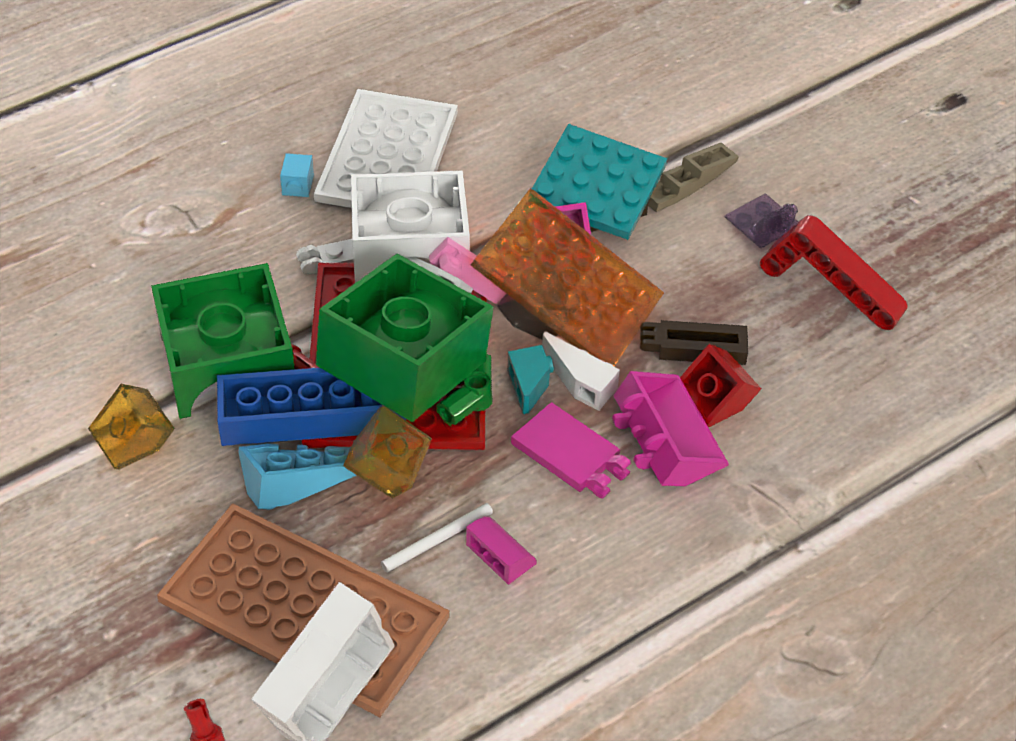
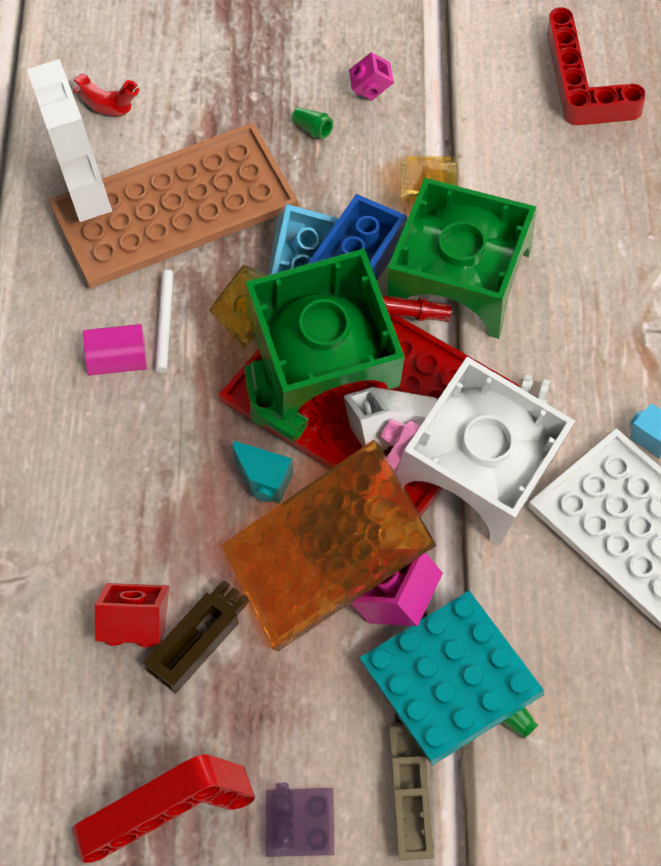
camera: 130 degrees right, 10 degrees up
(35, 527) = (371, 76): none -> dark pink brick
(120, 551) = (313, 122): none -> green cone
(571, 450) = (166, 460): dark pink tile -> none
(583, 374) = (228, 513): white slope -> none
(667, 428) = (118, 539): dark pink piece -> none

